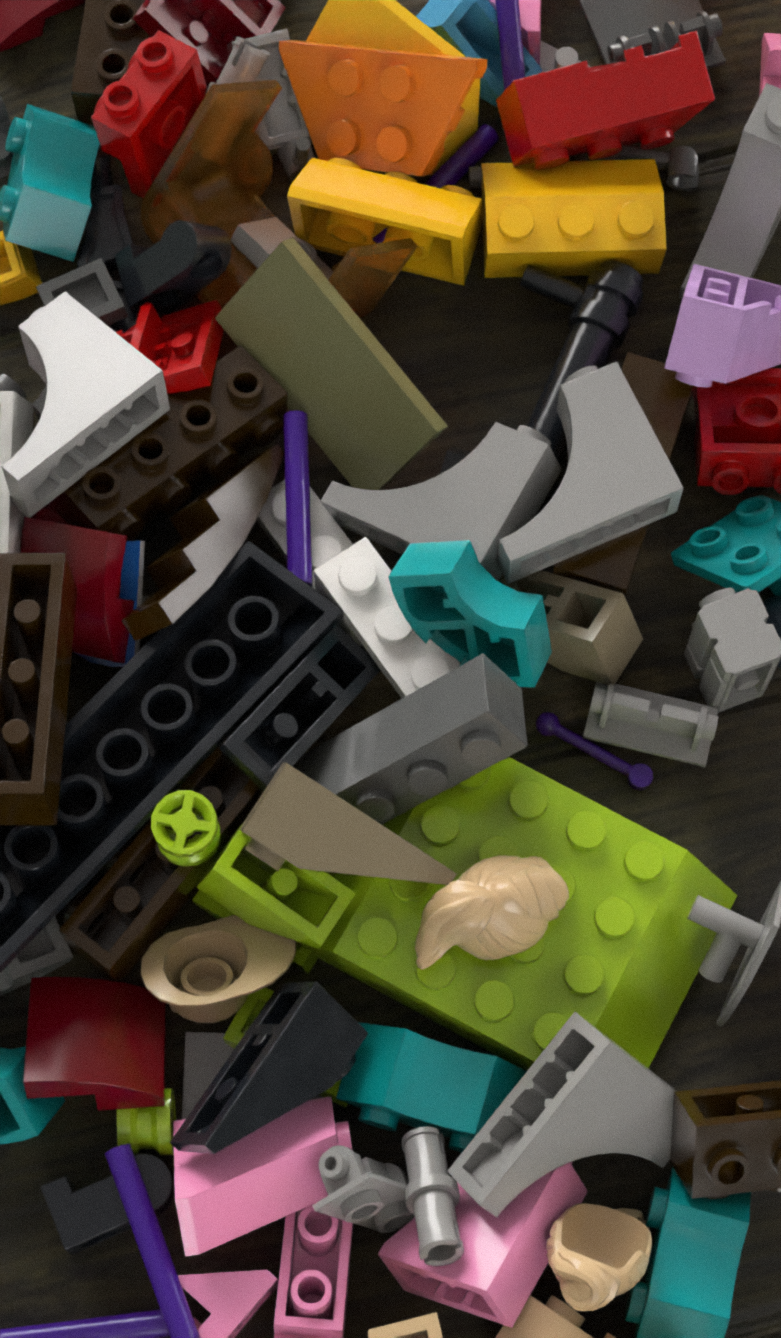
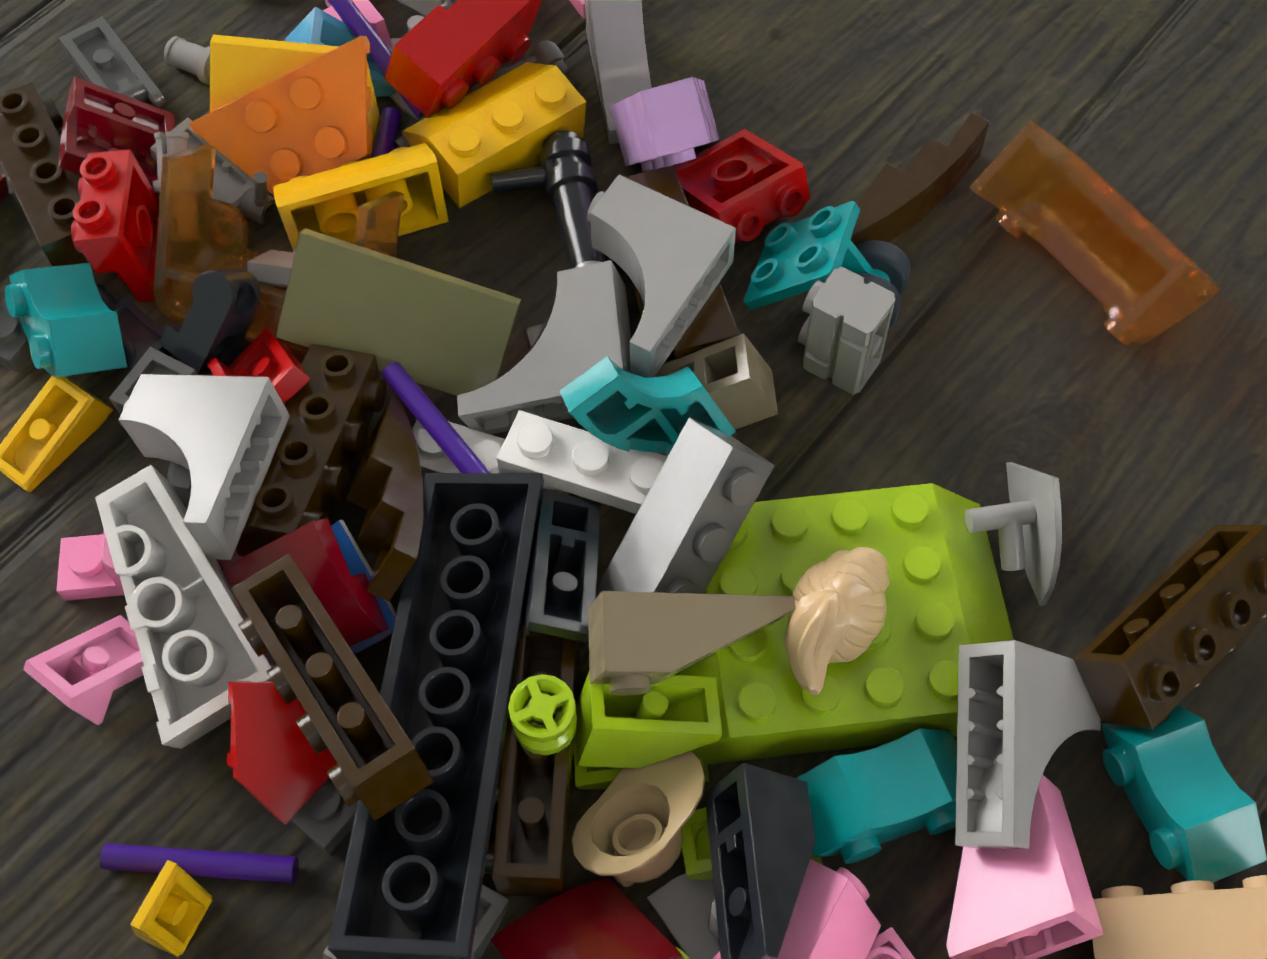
camera: 35 degrees left, 10 degrees down
(363, 1190) = (904, 909): light grey hinge -> none
(432, 1196) = (961, 874): light grey pin -> none
(598, 1253) = (1121, 827): tan hair -> none
(638, 776) = (840, 470): dark purple hinge -> none
(651, 723) = (823, 424): light grey hinge -> none

